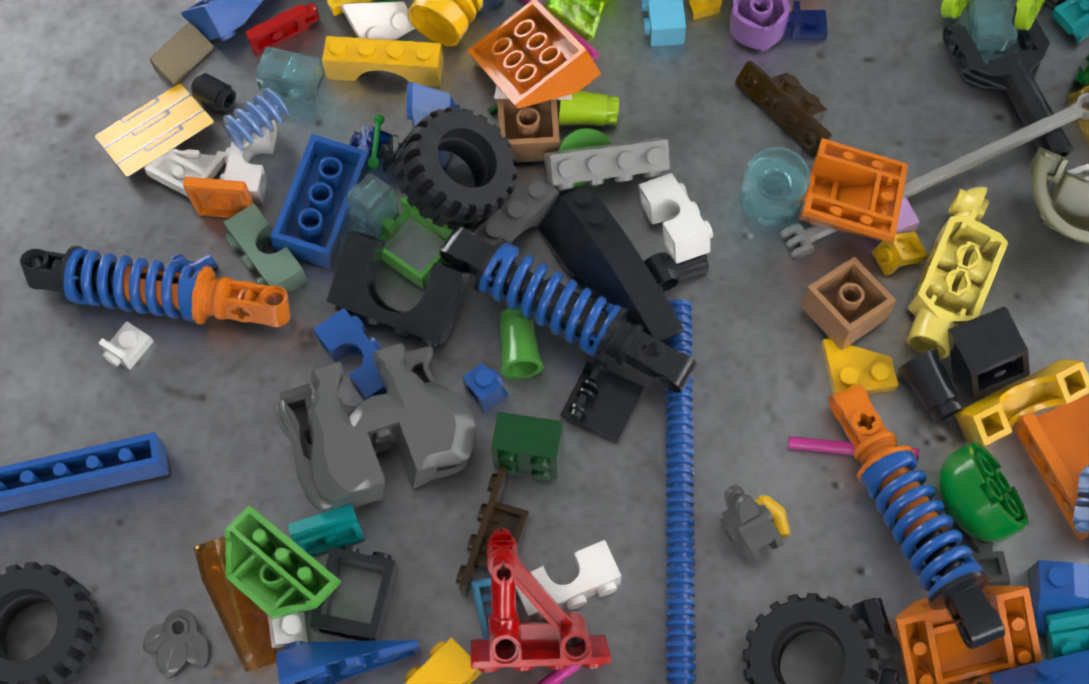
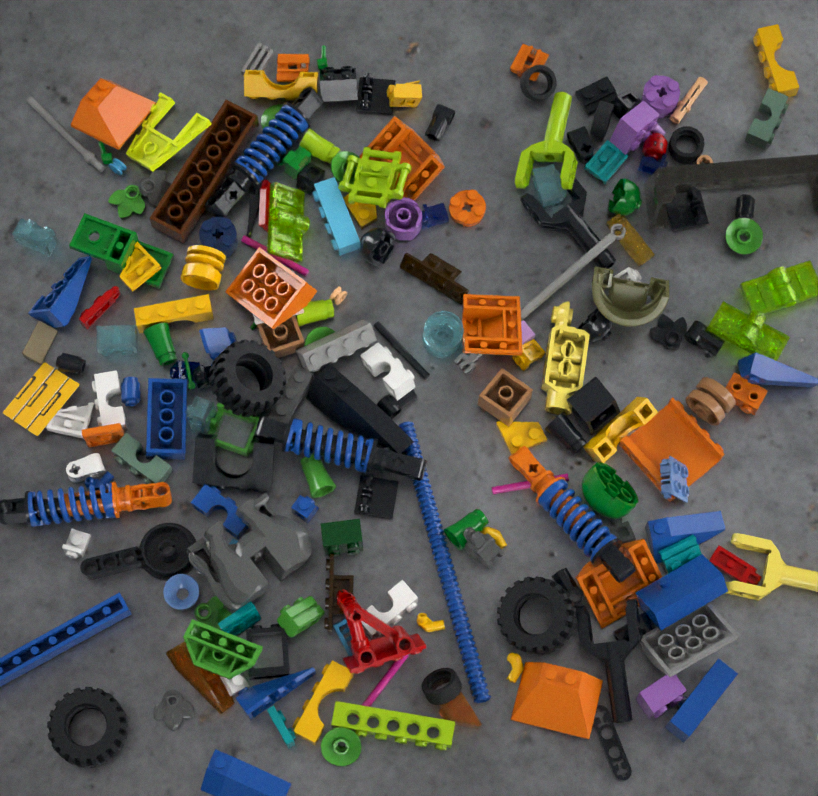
camera: 20 degrees left, 5 degrees up
(180, 238) = (87, 467): none -> white piece
(224, 395) = (148, 555): none -> black beam
(243, 451) = (179, 582): none -> medium blue piece
(254, 118) = (109, 377): medium blue piece -> none
(284, 151) = (130, 391): none -> blue brick
(295, 507) = (215, 610): none -> bright green plate
(351, 95) = (161, 343): none -> green plant
(378, 19) = (162, 287): white wing -> none
(422, 550) = (300, 616): none -> bright green brick
(626, 626) = (429, 625): none -> yellow arm
(631, 96) = (338, 295): none -> light nougat bush
(704, 198) = (401, 350): none -> black bar
(710, 41) = (377, 245): none -> black cylinder
(711, 488) = (455, 532): none -> green plant
(859, 12) = (470, 198): none -> orange plate
(1025, 235) = (596, 326): none -> black cylinder

